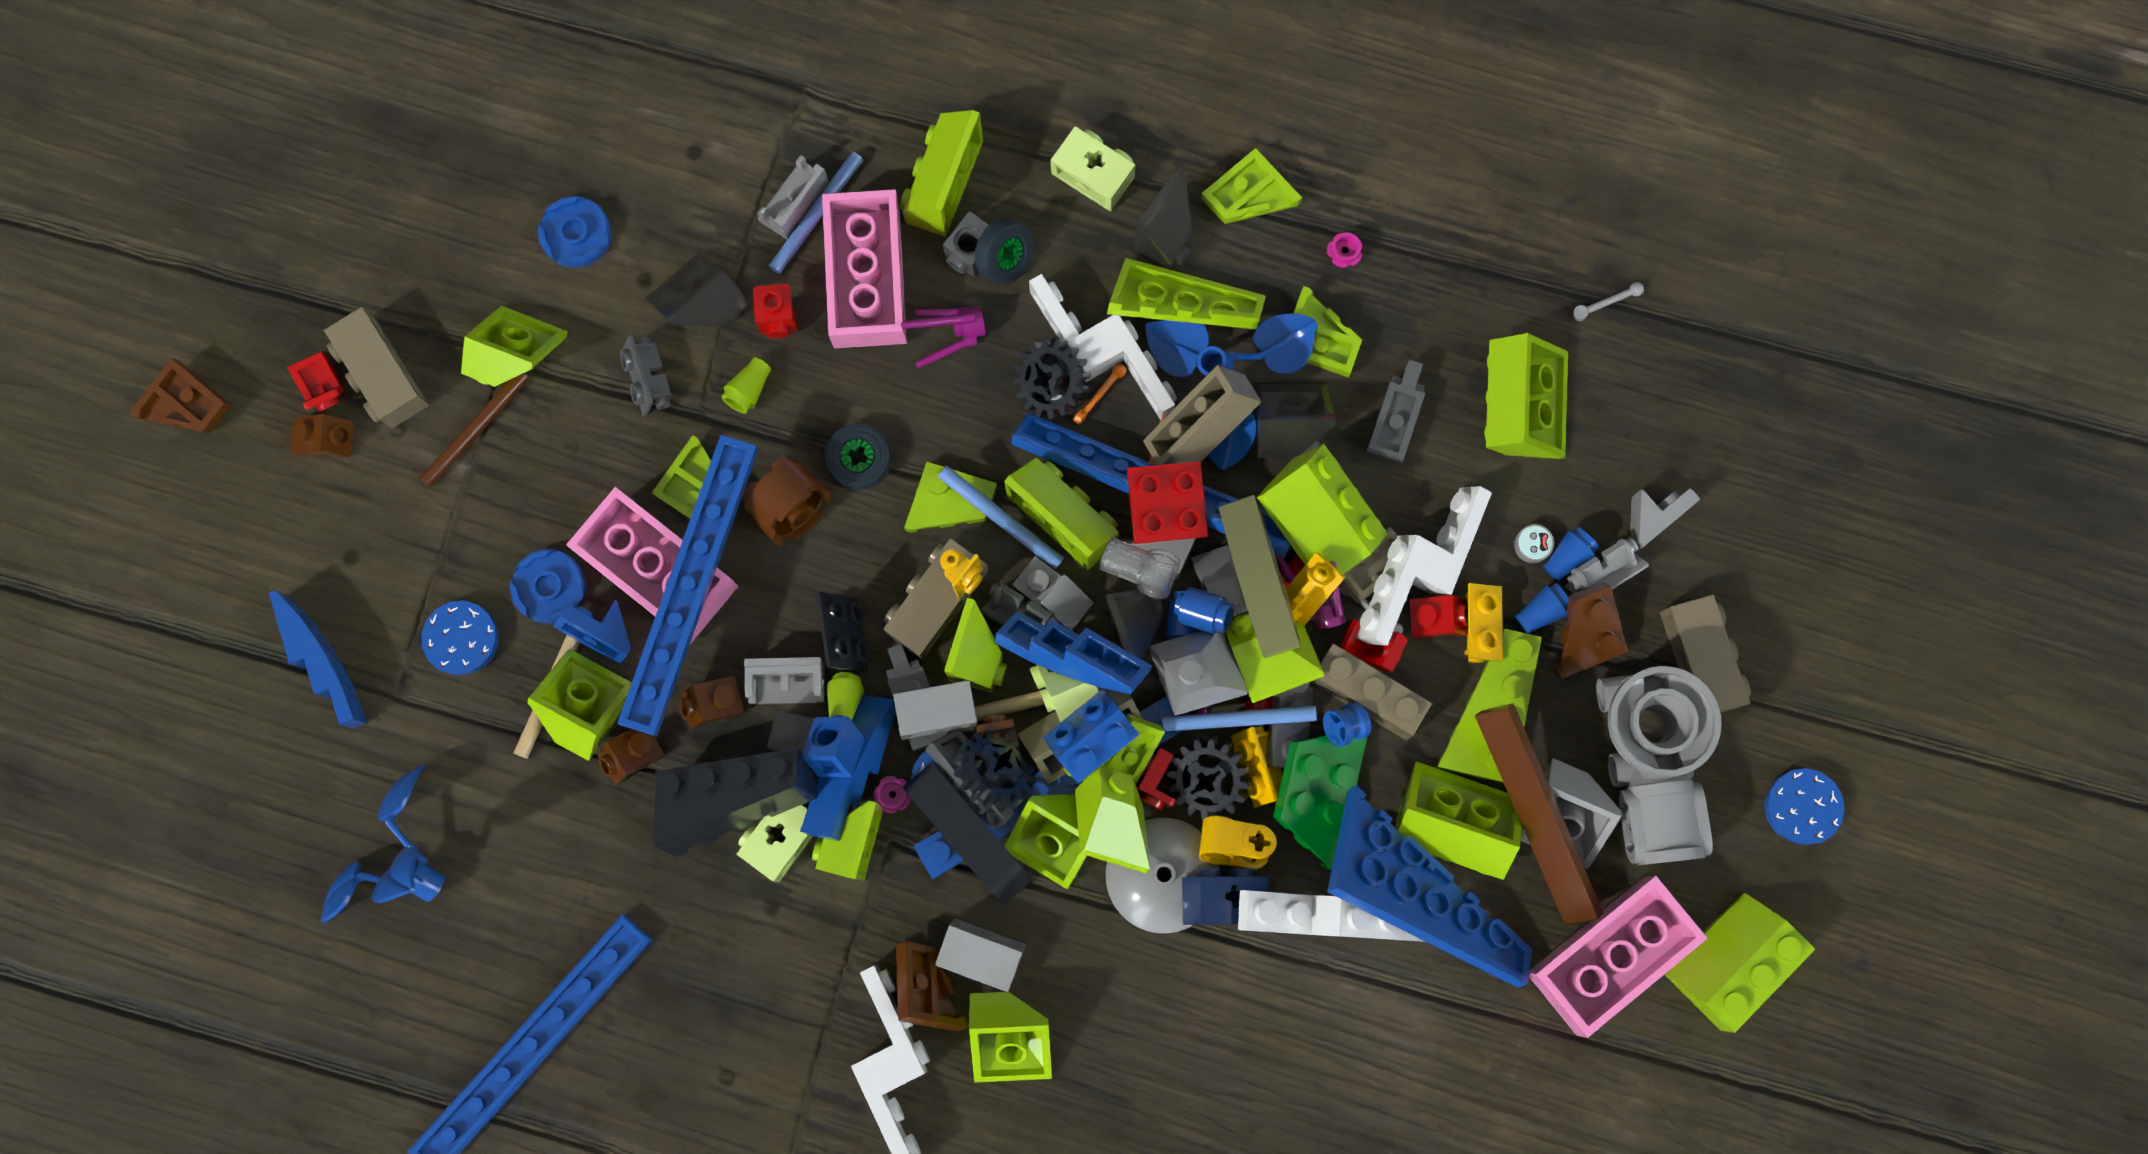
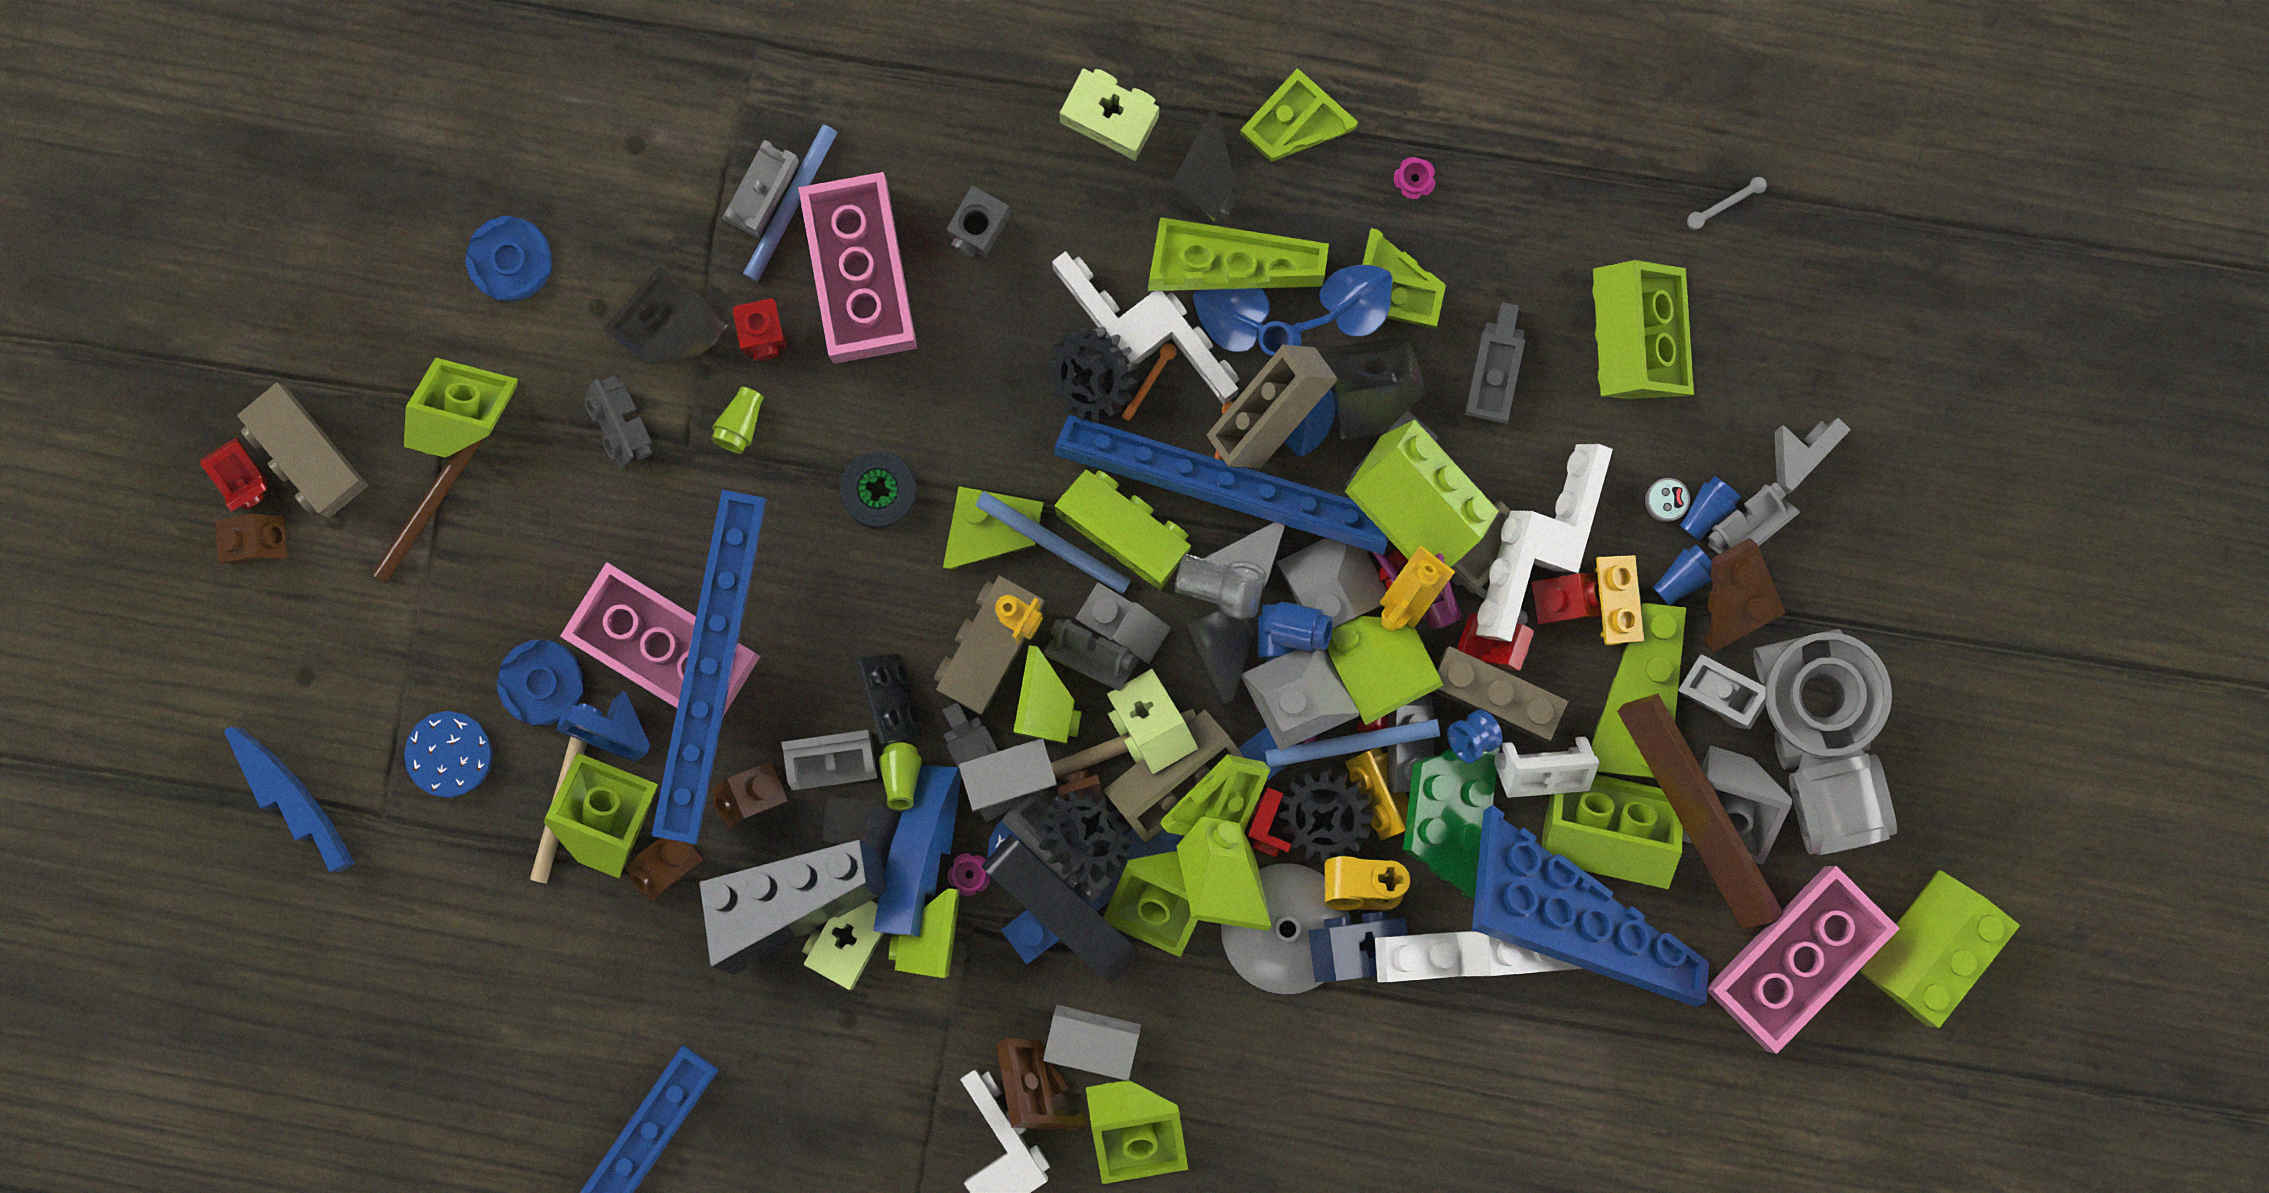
camera: 10 degrees left, 5 degrees up
(181, 400) = (79, 515): reddish brown wing -> none
(408, 870) = (438, 1031): blue plant -> none
(684, 478) = (685, 541): lime wing -> none
(786, 501) = (804, 553): reddish brown brick -> none
(833, 746) = (898, 831): blue brick -> none
(943, 171) = (933, 139): lime slope -> none
(966, 323) = (983, 316): magenta plant -> none
(1005, 236) = (1023, 243): black bush -> none
(1076, 656) = (1157, 697): blue slope -> none
(1090, 736) = (1188, 786): blue brick -> none
(1167, 502) = (1243, 507): red hinge -> none
(1259, 577) = (1358, 581): olive slope -> none
(1407, 764) = (1546, 771): none -> white hinge
(1570, 713) = (1724, 692): none -> light grey slope
(1704, 650) = (1874, 605): dark tan brick -> none
(1804, 806) = (1999, 765): blue tile -> none

